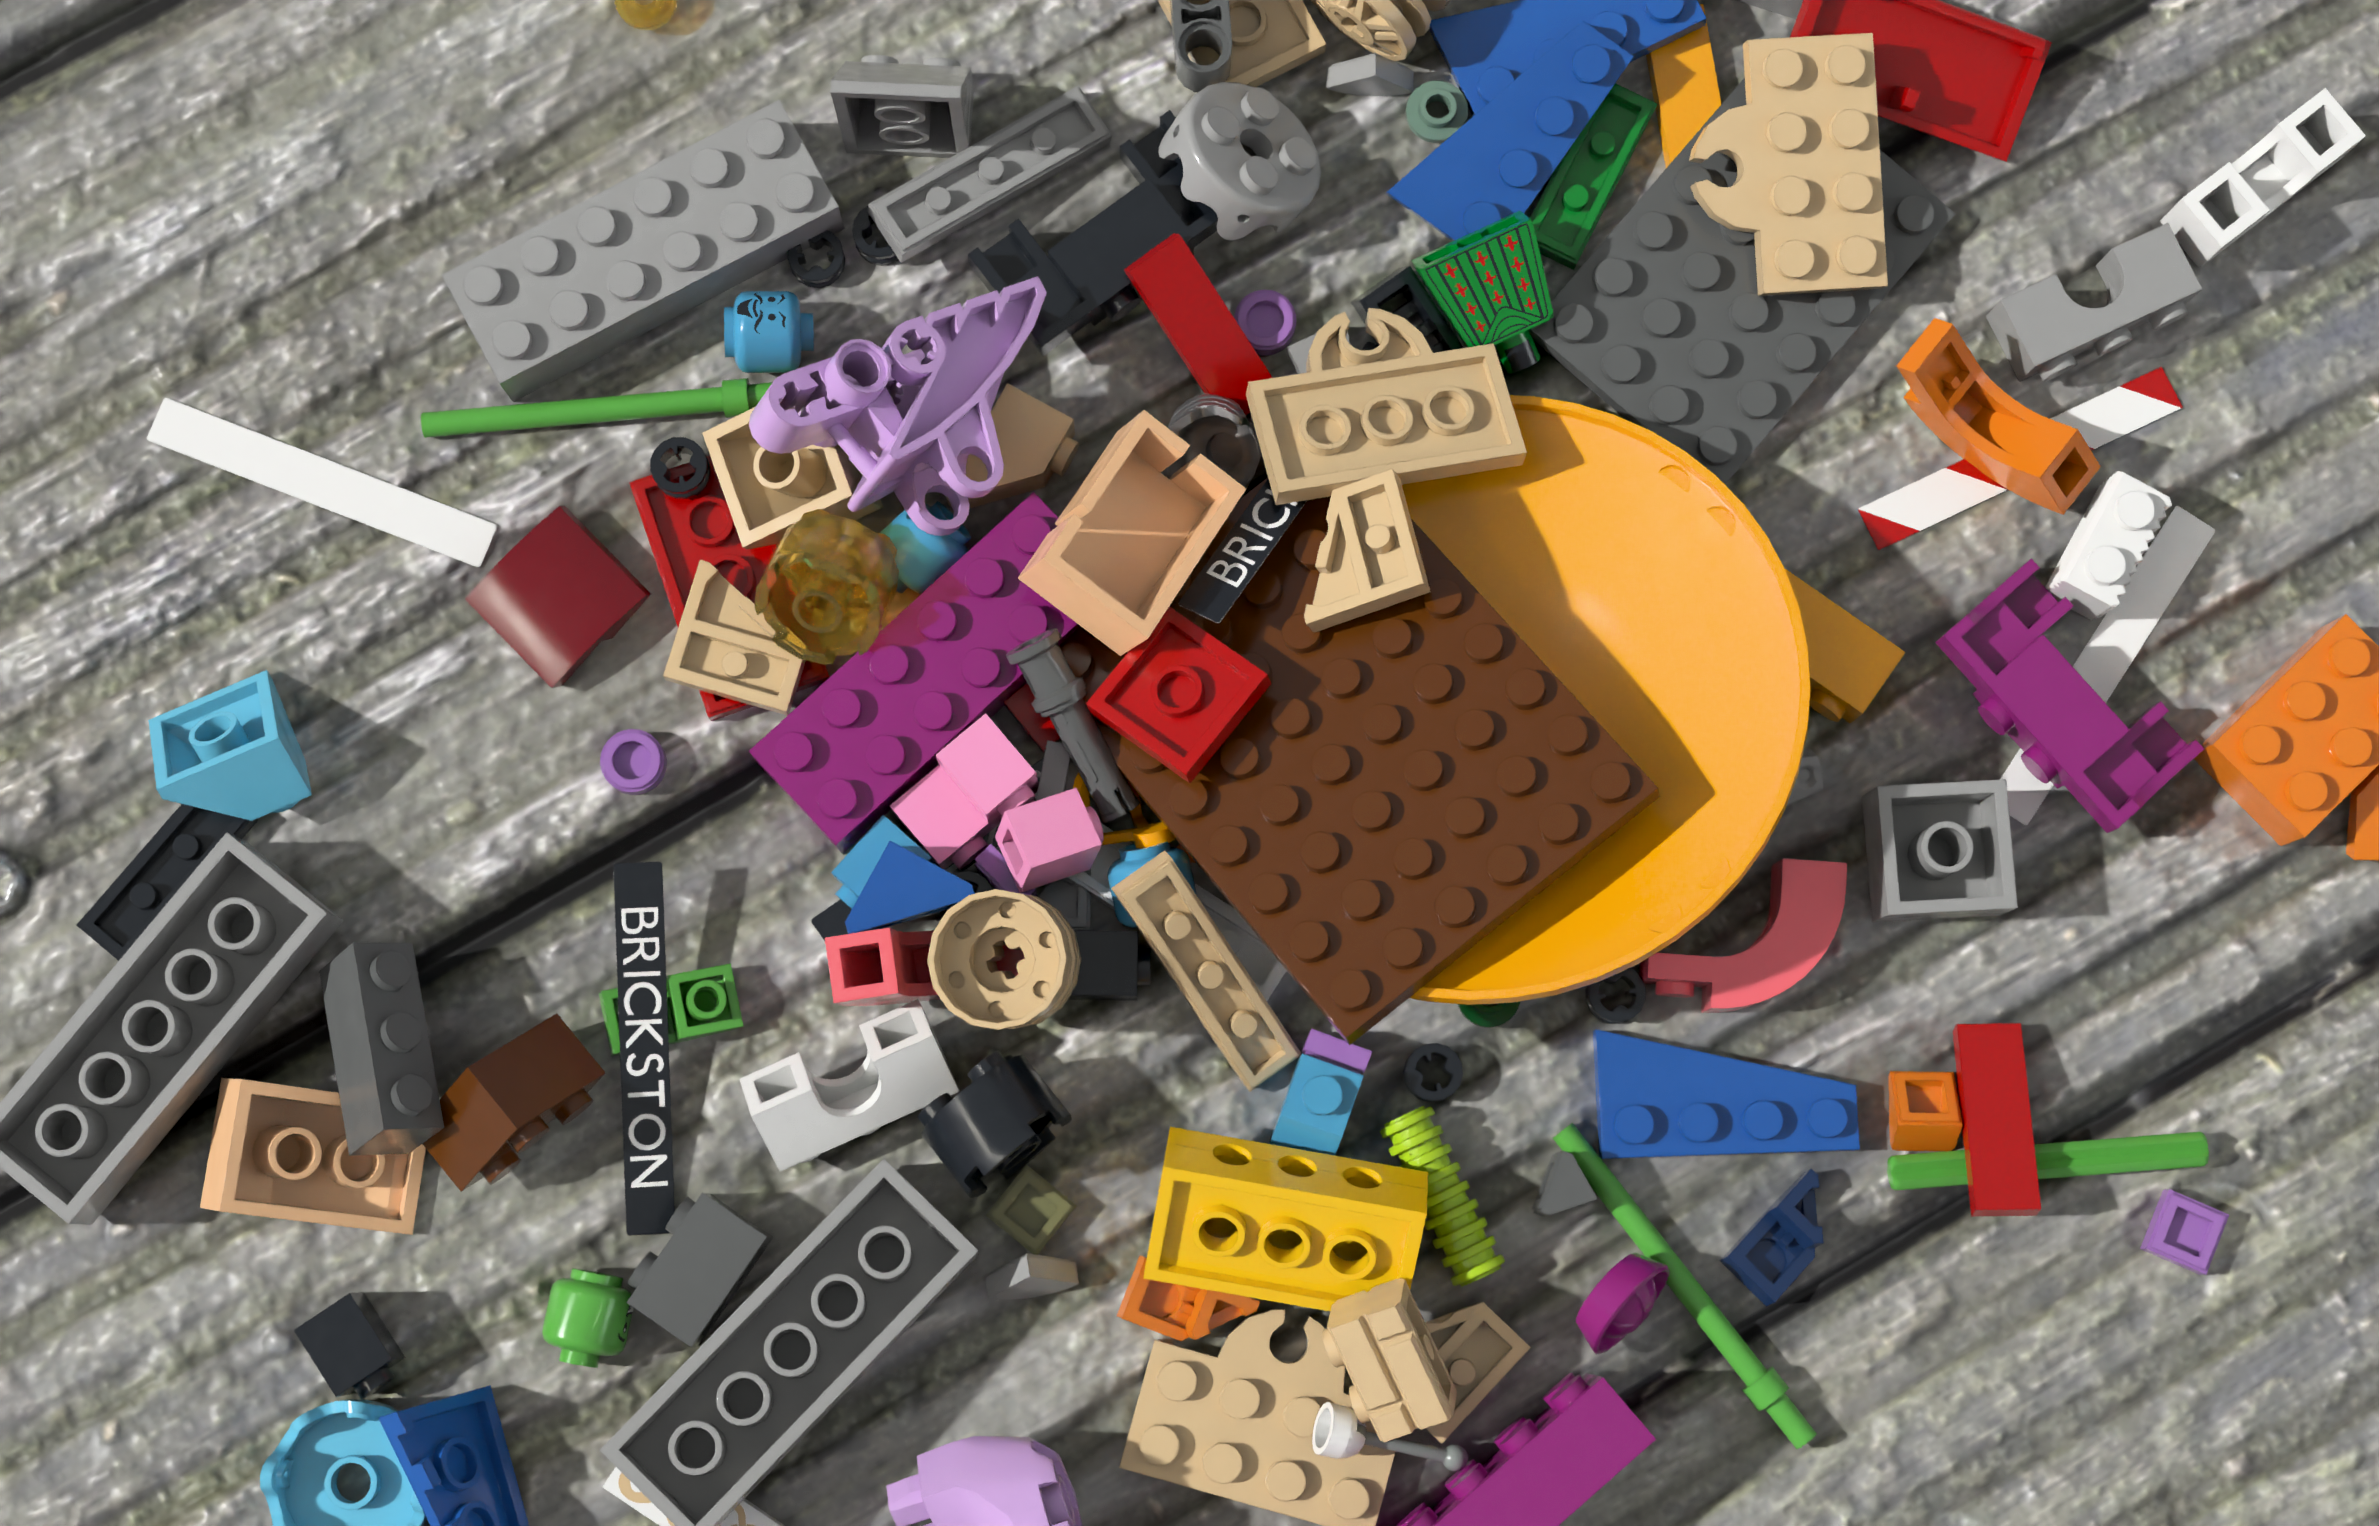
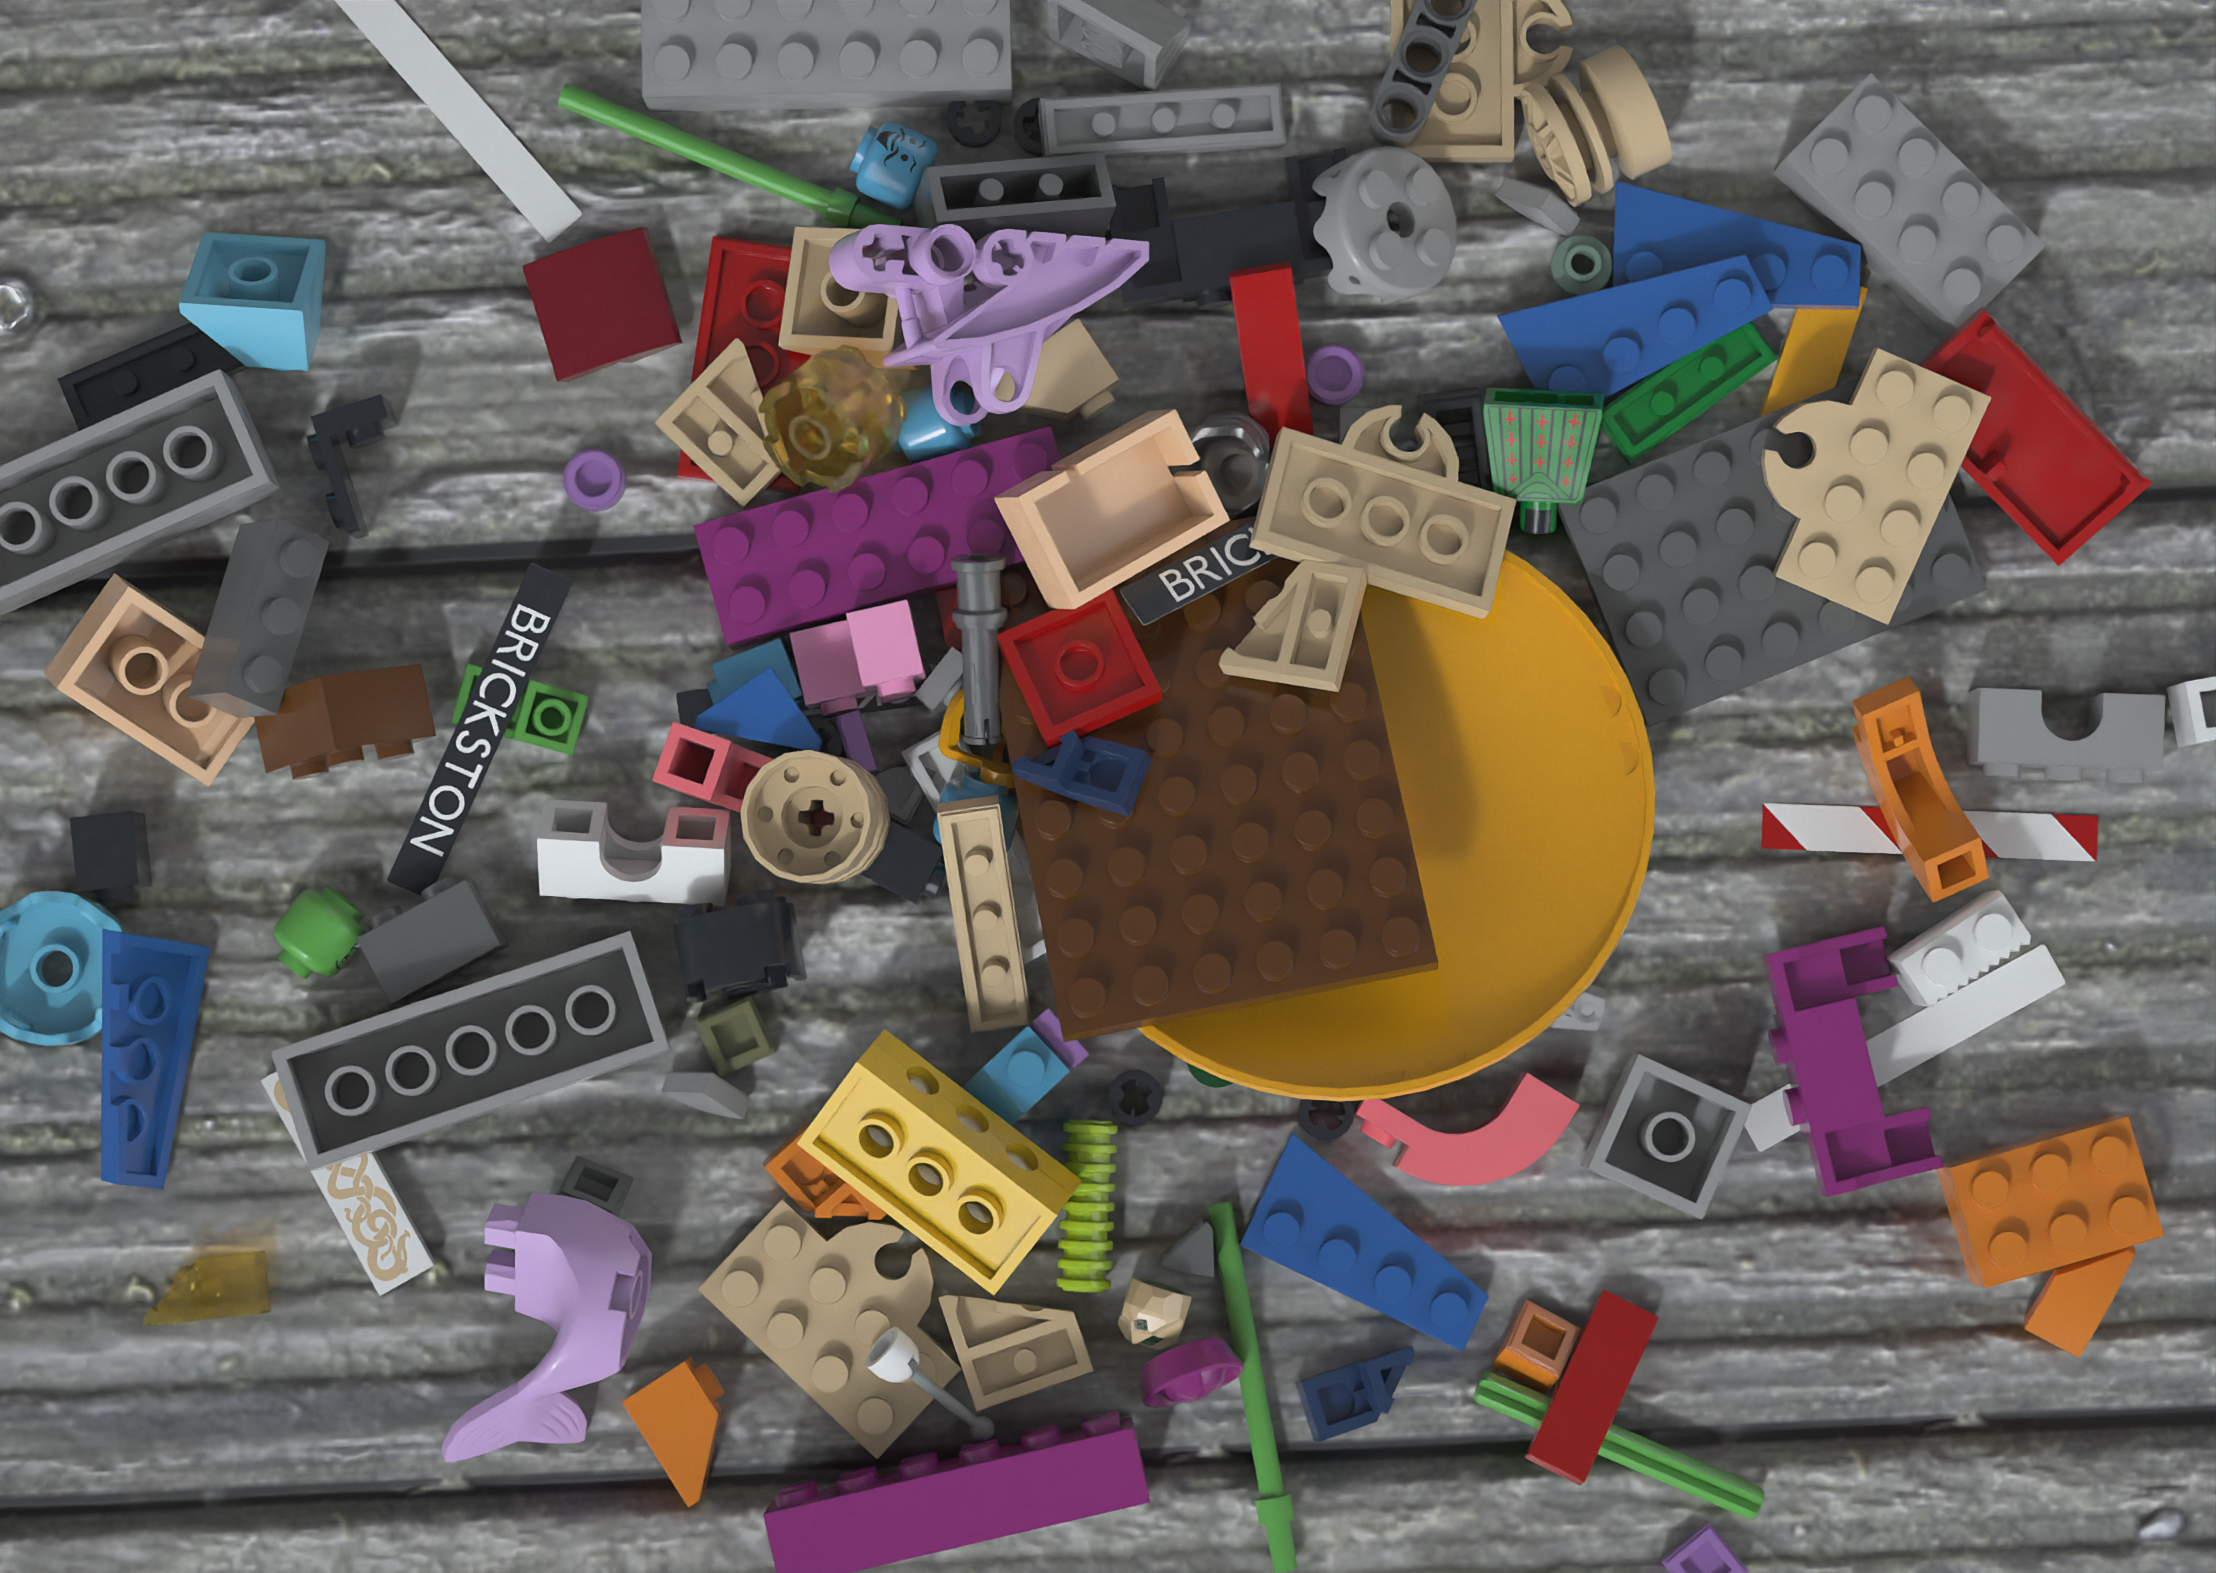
camera: 30 degrees right, 5 degrees up
(387, 821) = (360, 426): none -> black bracket
(662, 475) = (780, 249): black bush -> none
(908, 285) = (1029, 194): none -> dark grey brick
(972, 1417) = (596, 1185): none -> dark grey slope
(1049, 839) = (908, 733): bright pink brick -> none
(1239, 783) = (1089, 771): none -> dark blue slope
(1390, 1360) = (965, 1320): tan brick -> none
(1557, 1264) = (1153, 1313): none -> tan rock
(1844, 655) = (1670, 921): light orange slope -> none

